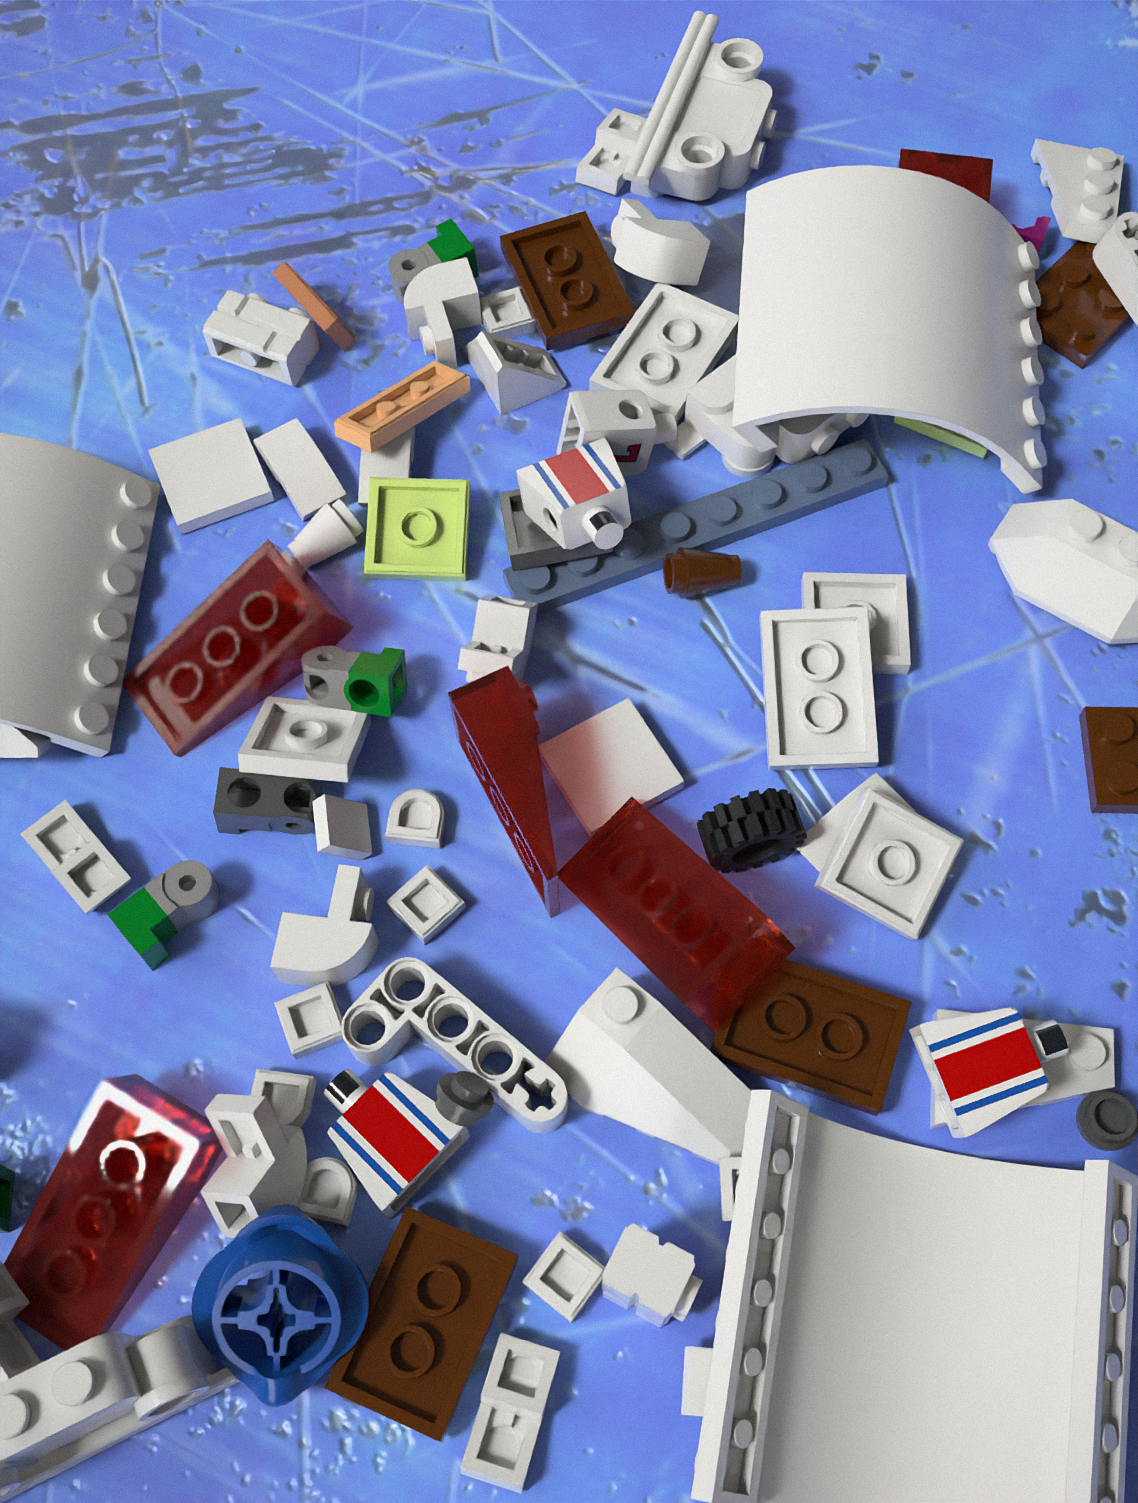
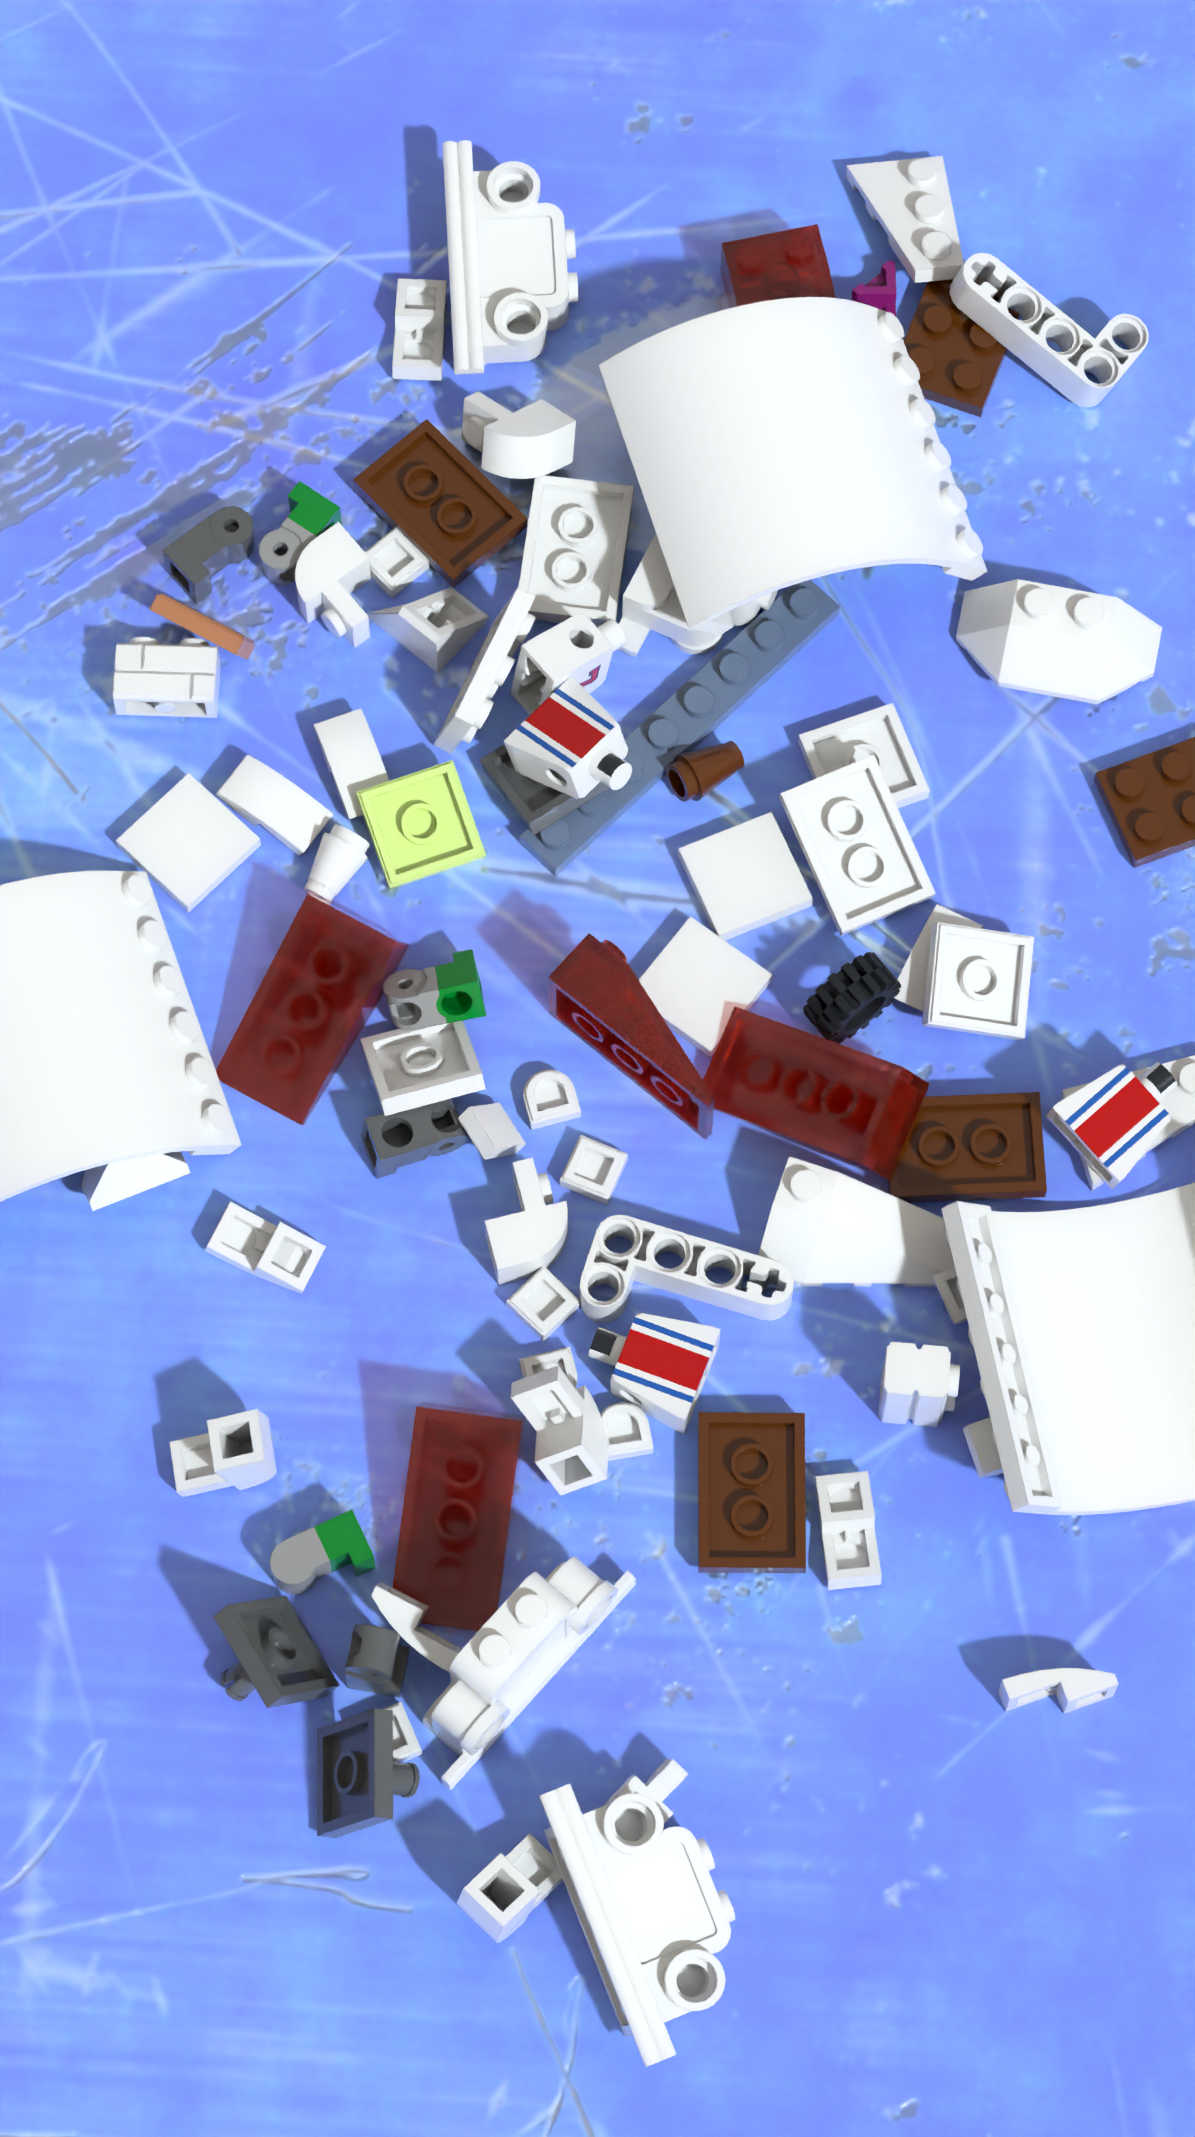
camera: 25 degrees left, 5 degrees up
(165, 907) = (376, 1248): leg -> none
(246, 1321) = (687, 1508): blue piece -> none
(353, 252) = (208, 548): none -> dark grey leg
(402, 406) = (349, 705): light nougat tile -> none
(463, 1098) = (710, 1309): dark grey plate -> none
(499, 637) = (552, 906): white brick -> none
(530, 415) = (487, 672): none -> white plate
(565, 1277) = (846, 1418): white tile -> none
(698, 682) = (745, 877): none -> white tile

